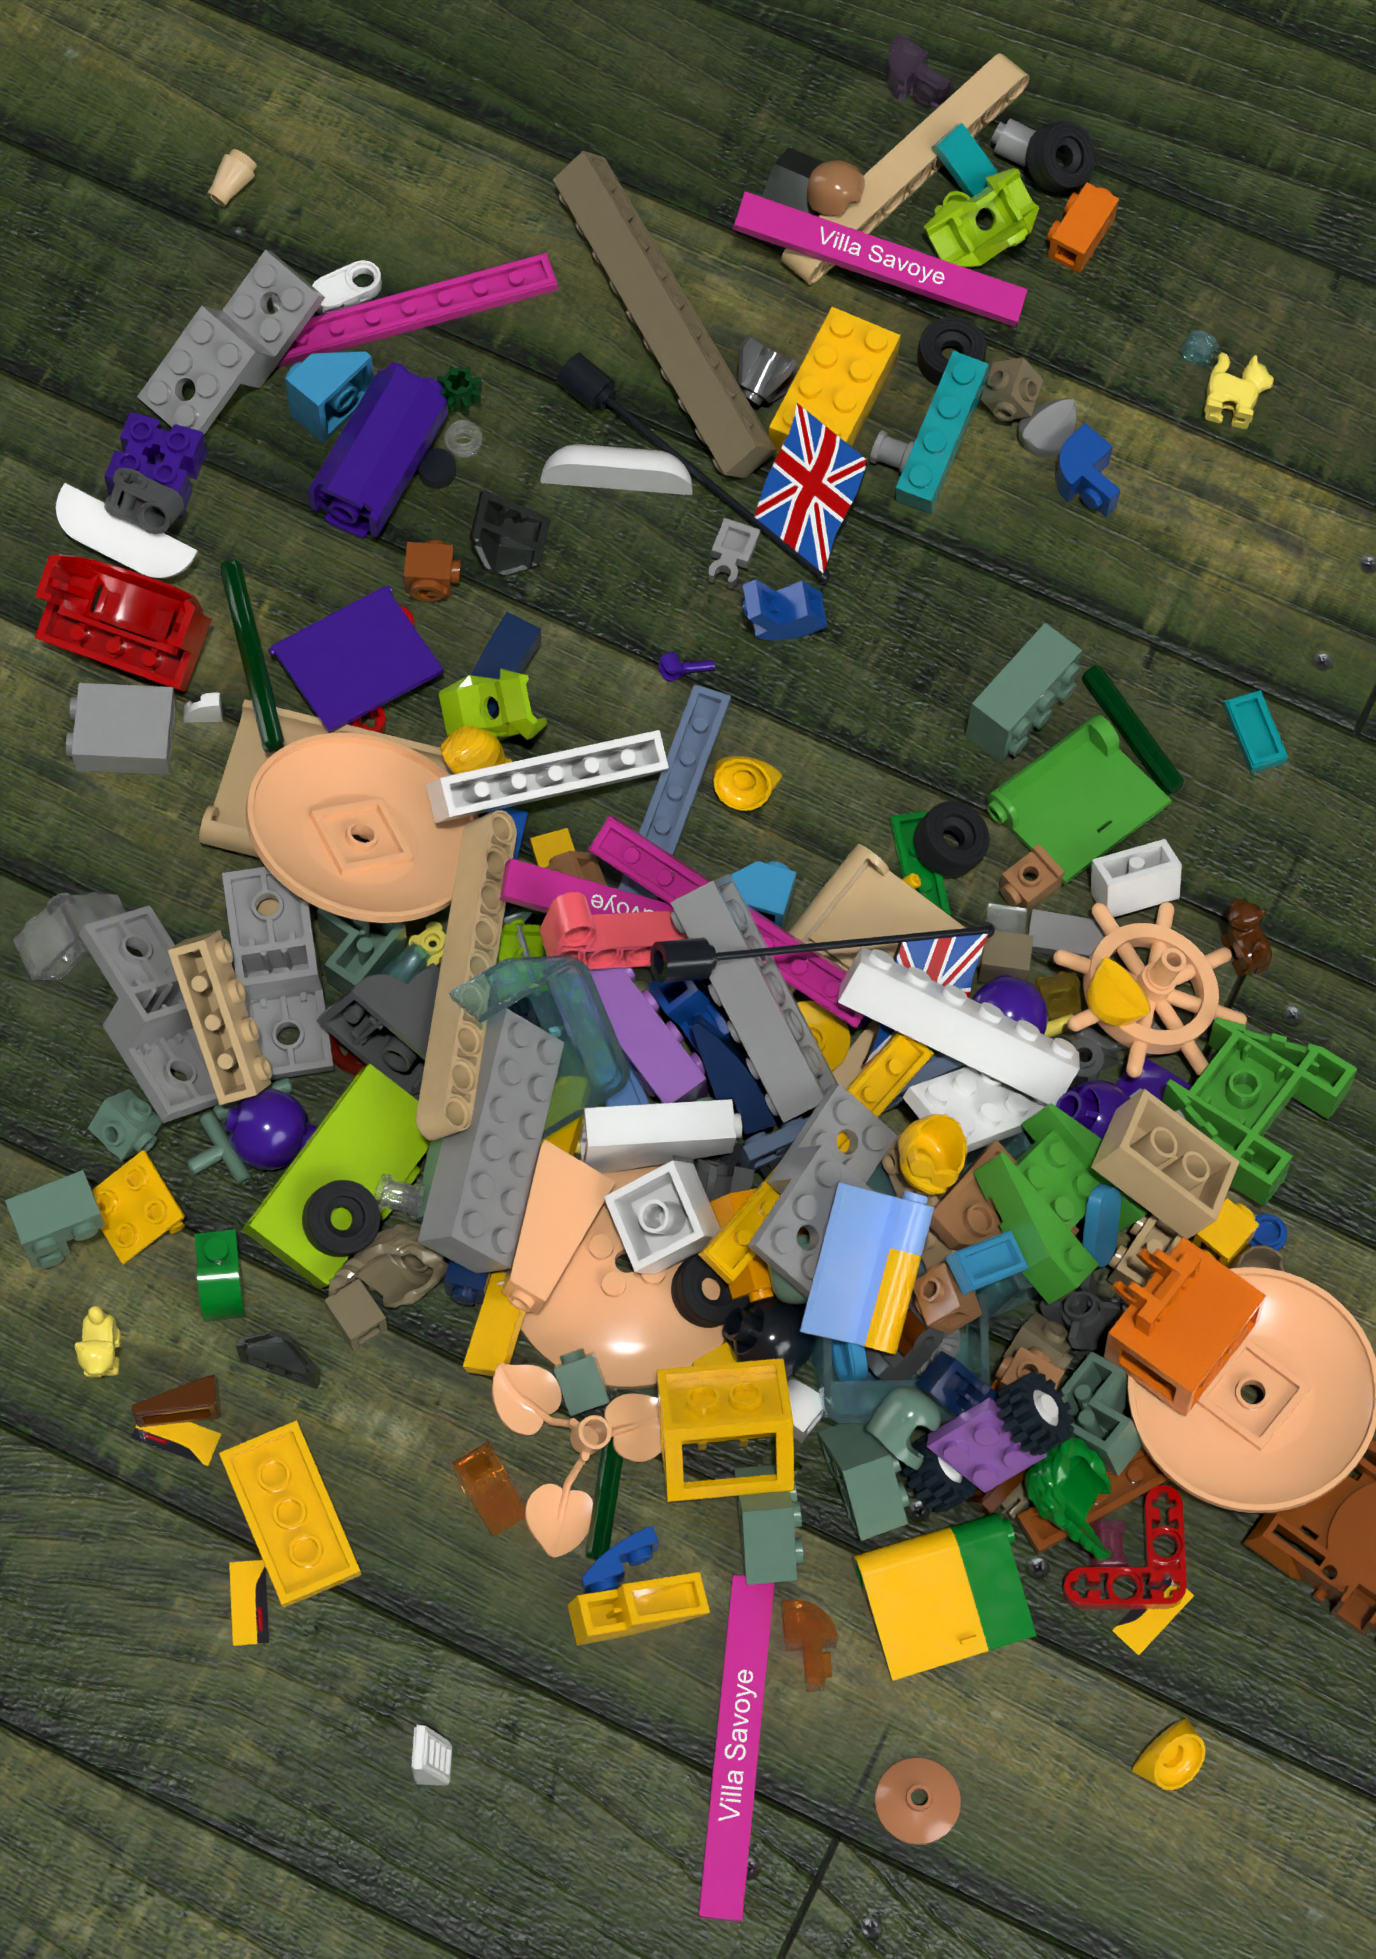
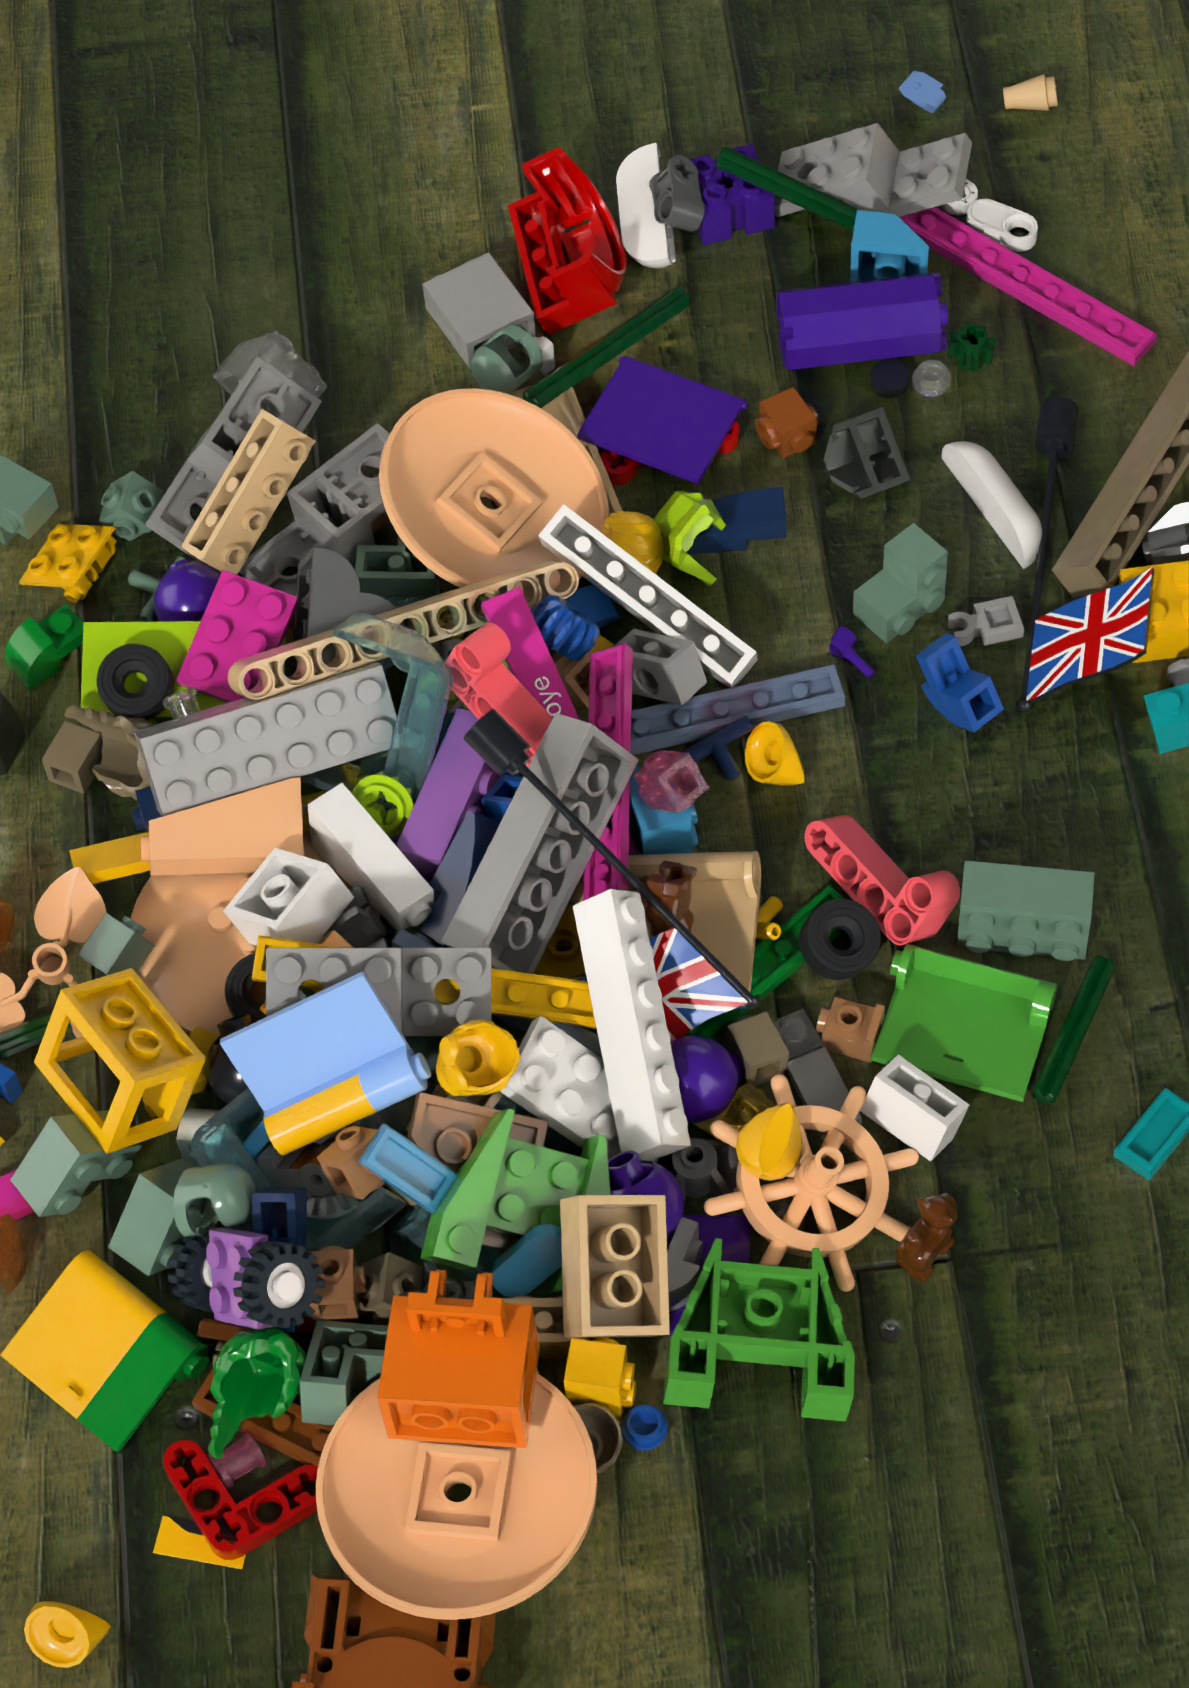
camera: 65 degrees right, 10 degrees down
(167, 252) = (926, 96): none -> medium blue piece
(205, 752) = (496, 368): none -> sand green helmet
(214, 411) = (787, 188): none -> dark green axle
(362, 1112) = (237, 623): none -> dark pink plate
(549, 849) = (565, 627): none -> blue gear
(622, 796) = (664, 667): none -> light grey brick
(623, 1077) = (372, 788): none -> lime gear
(660, 582) = (905, 587): none -> sand green brick
(704, 816) = (716, 745): none -> dark blue piece
(768, 862) = (670, 781): none -> clear pink brick
(861, 922) = (674, 892): none -> reddish brown animal
(865, 787) = (902, 906): none -> coral beam

